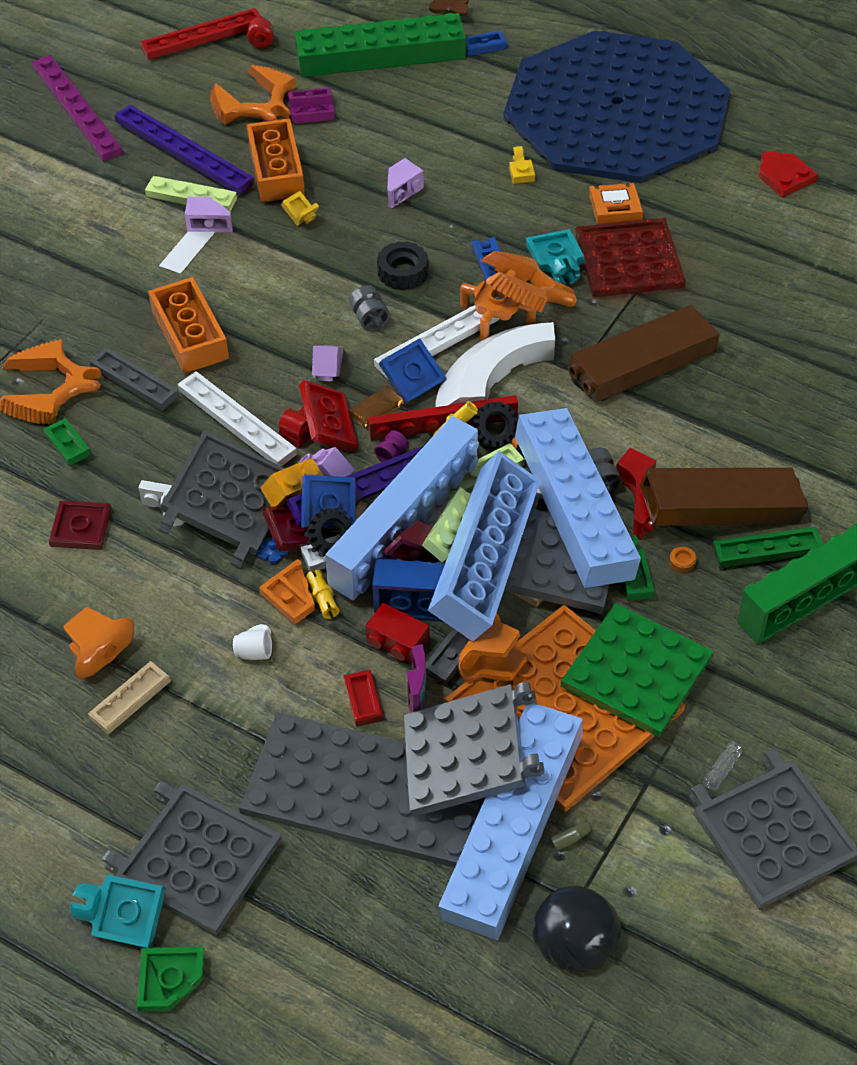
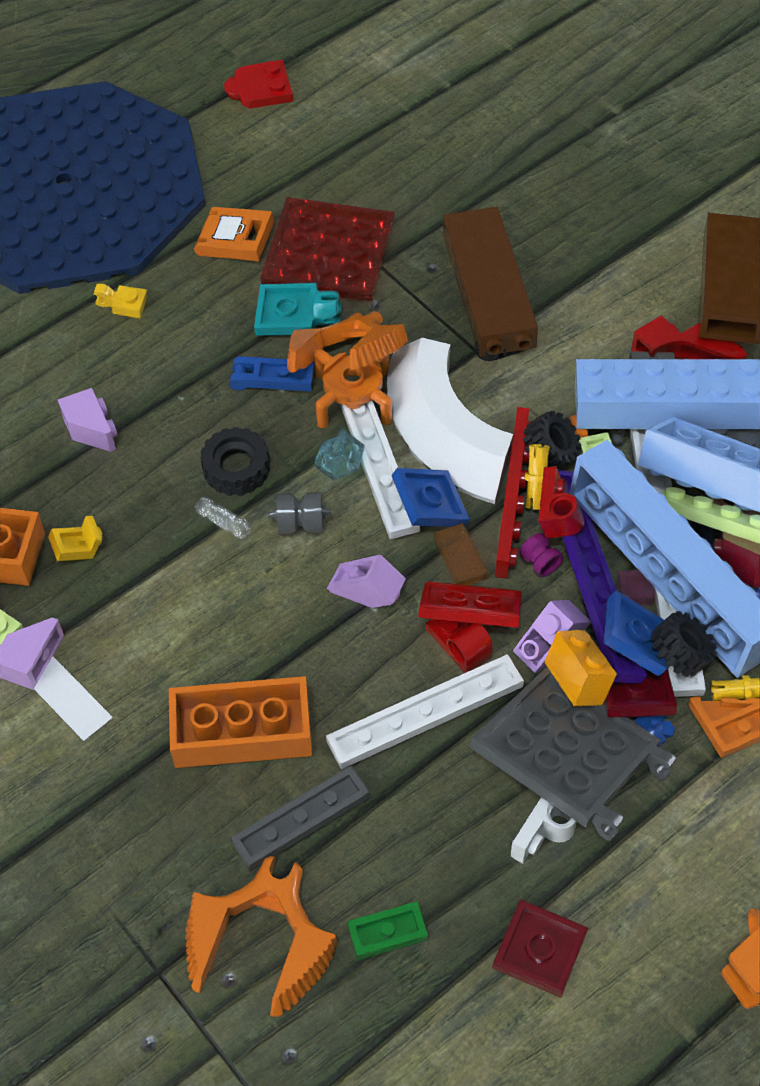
camera: 70 degrees left, 5 degrees up
(354, 275) = (223, 517): none -> clear axle
(420, 430) = (558, 509): none -> red plate
(428, 312) = (339, 455): none -> clear light blue brick

